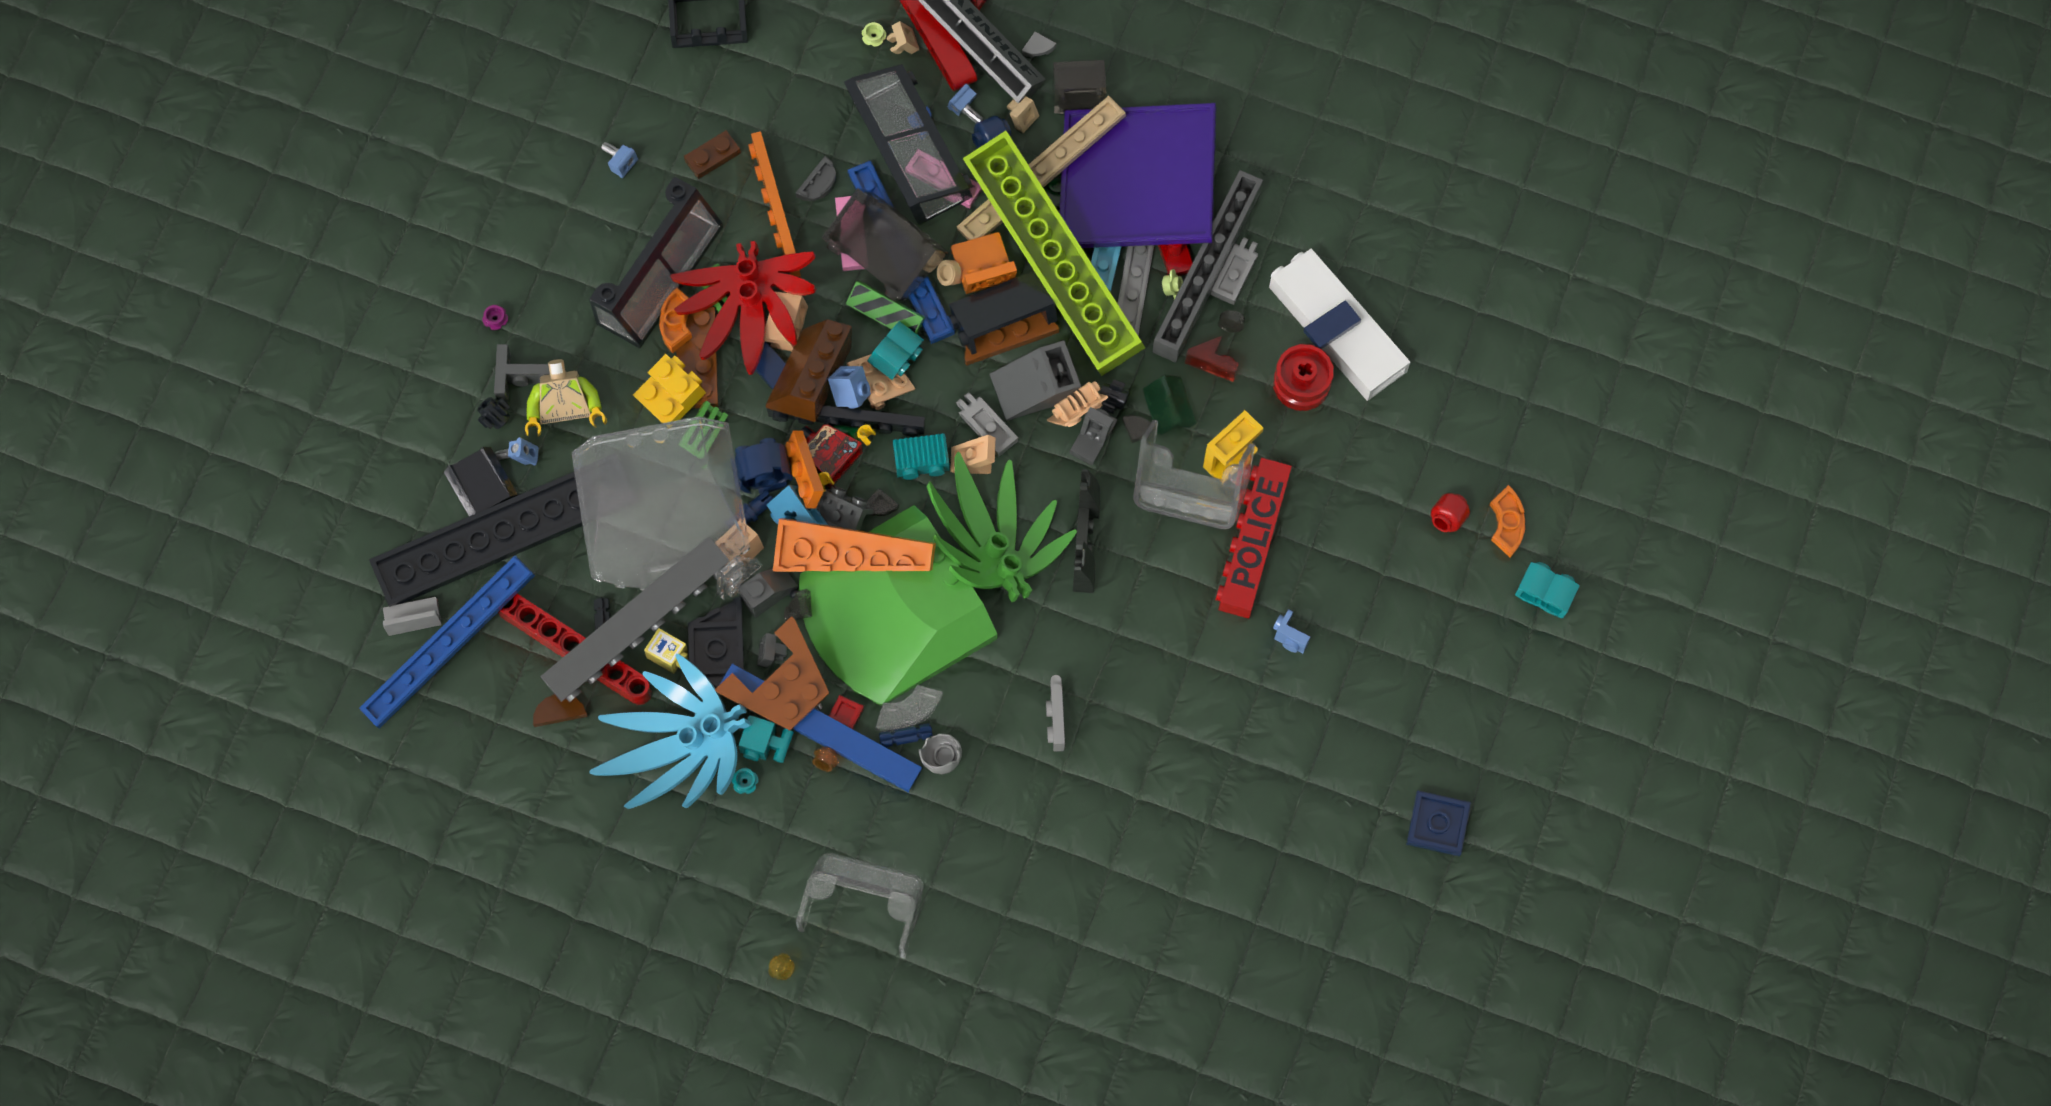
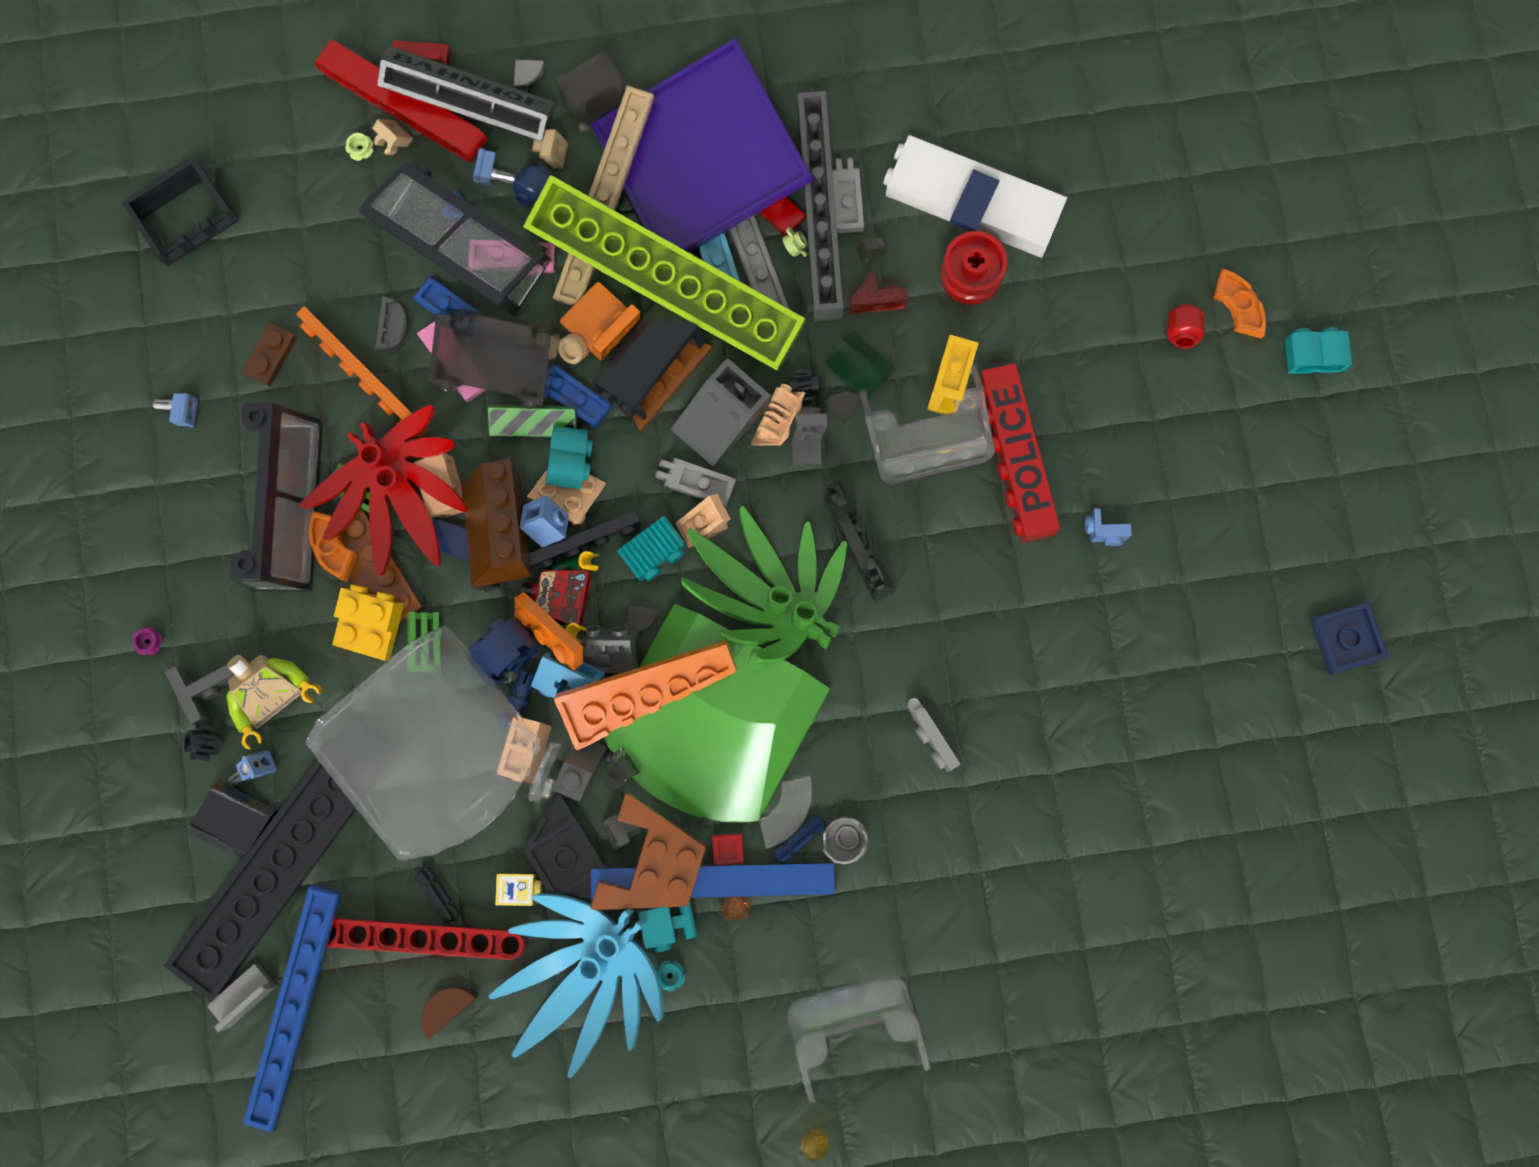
camera: 25 degrees left, 10 degrees up
(634, 619) = (469, 887): dark grey brick -> none

